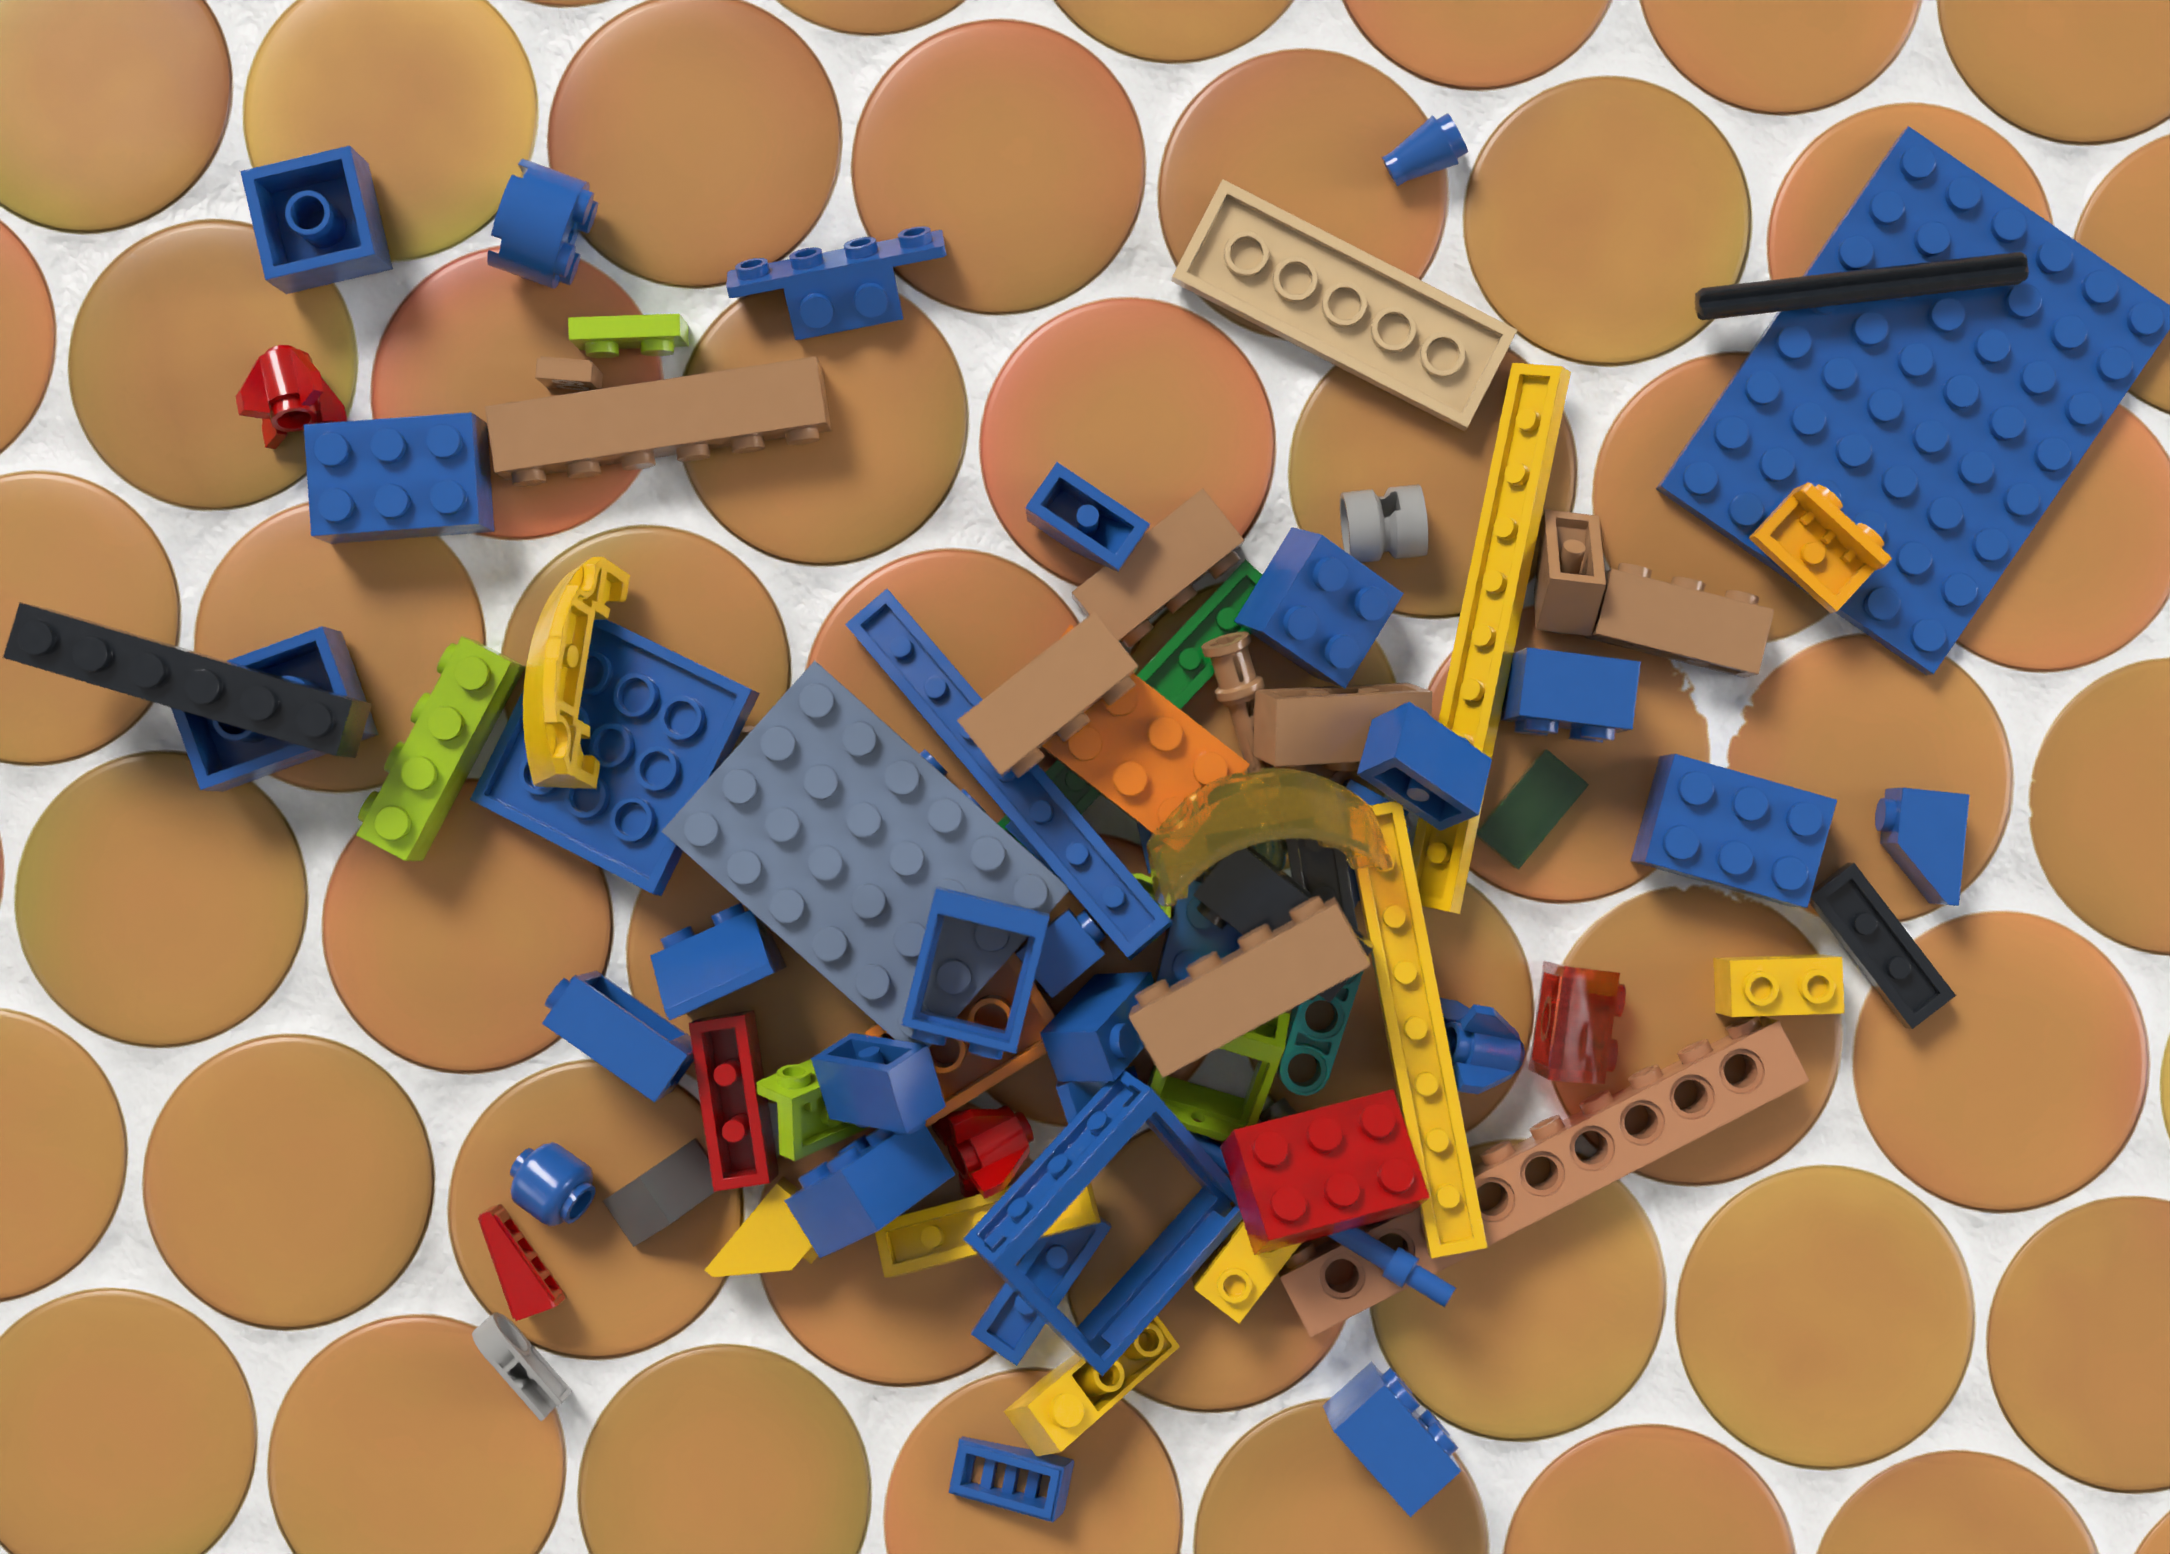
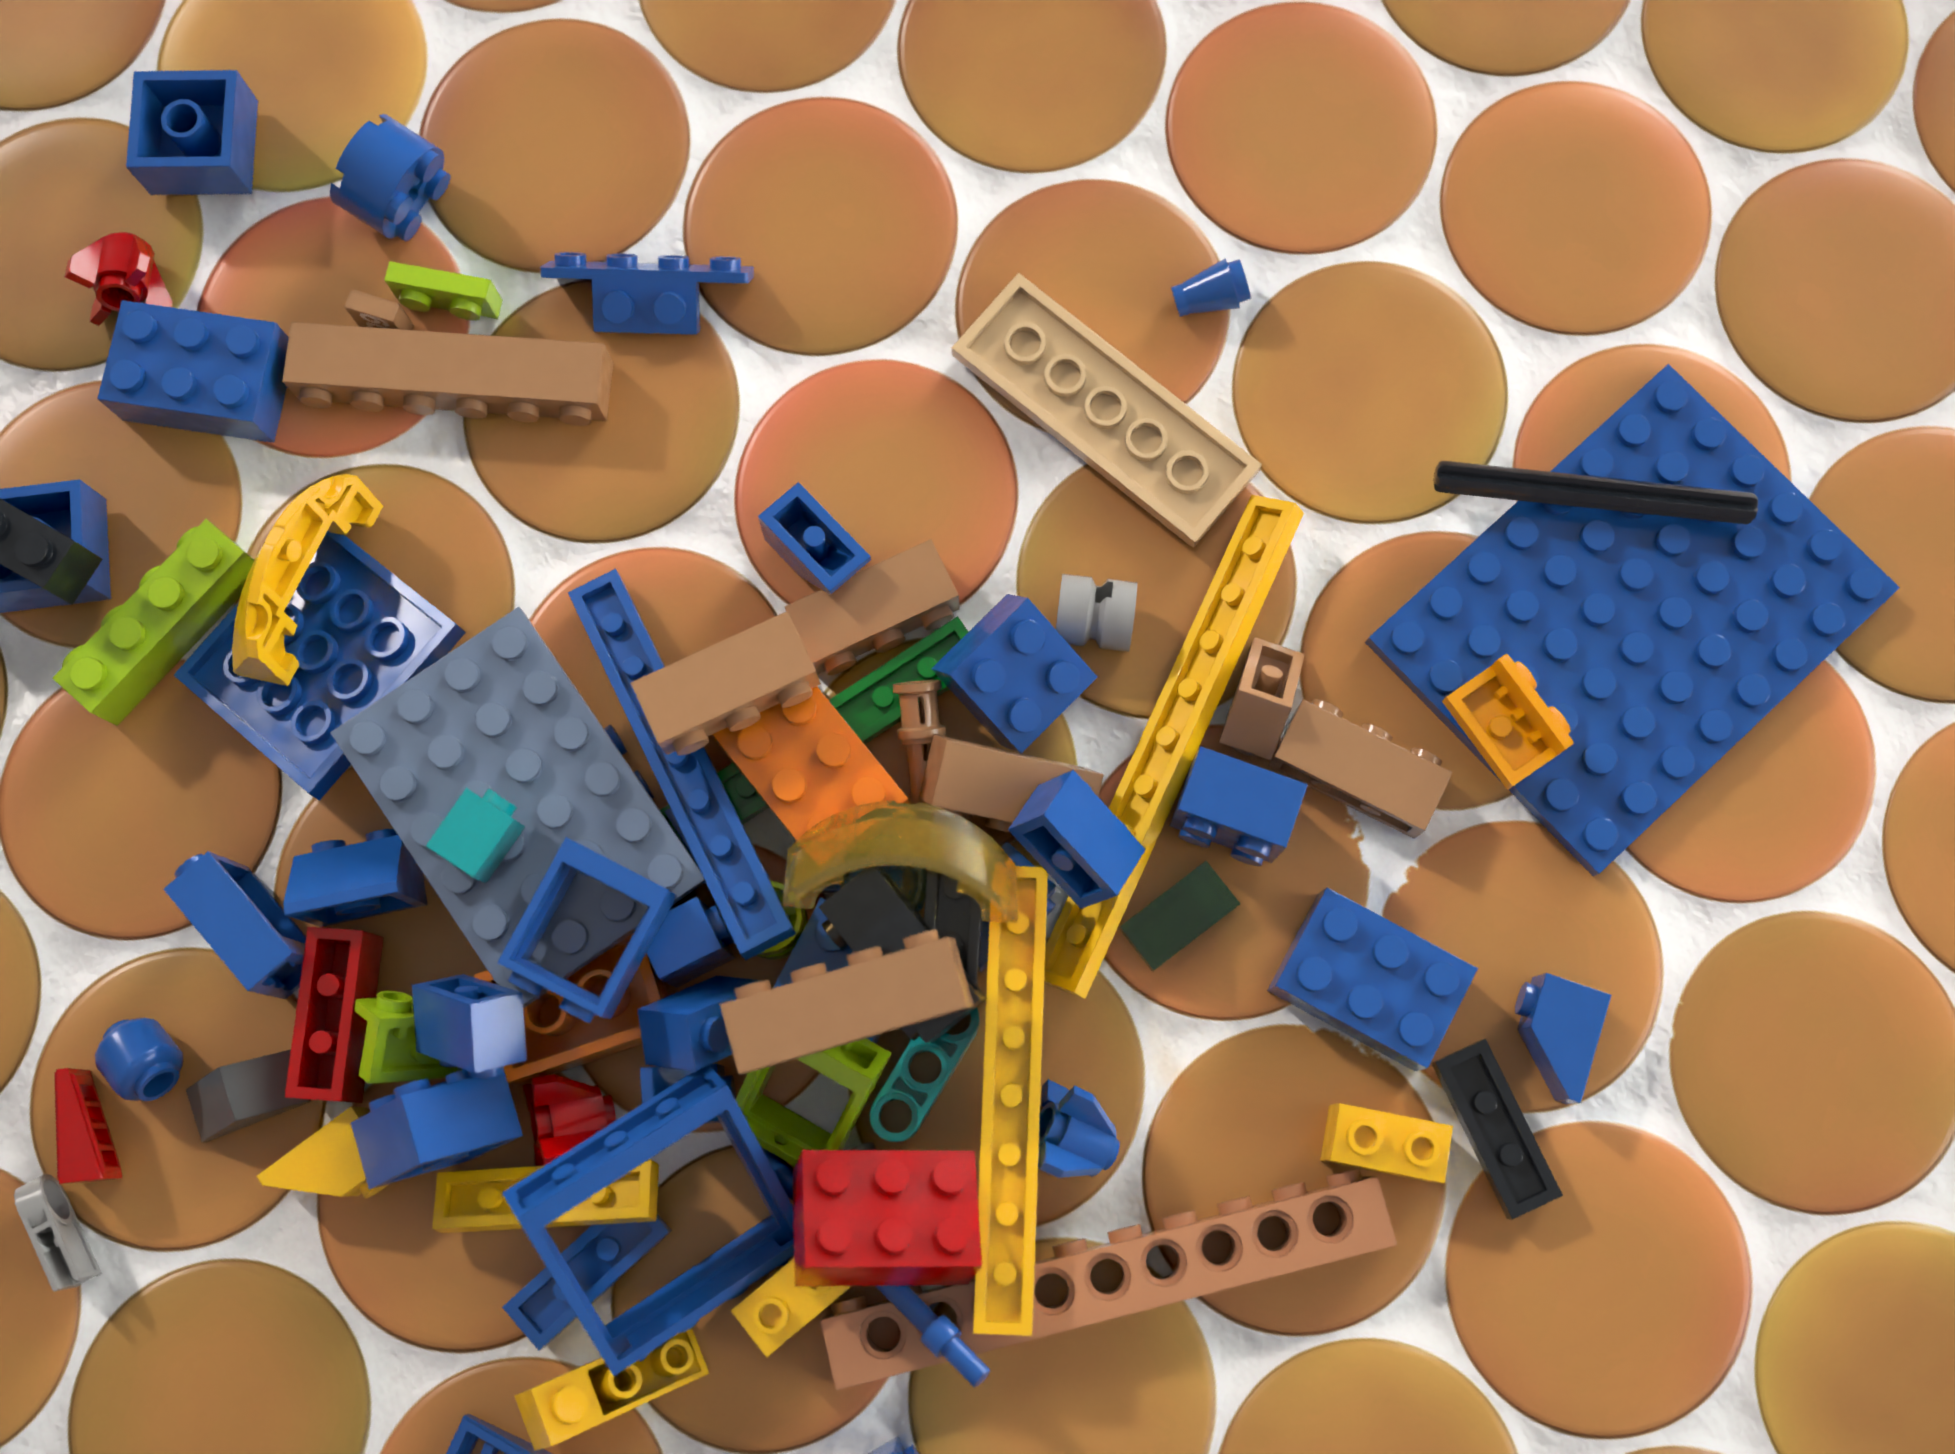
camera: 20 degrees right, 10 degrees down
(842, 901) = (477, 833): none -> teal brick
(1576, 1023) = (1177, 1133): clear red slope -> none

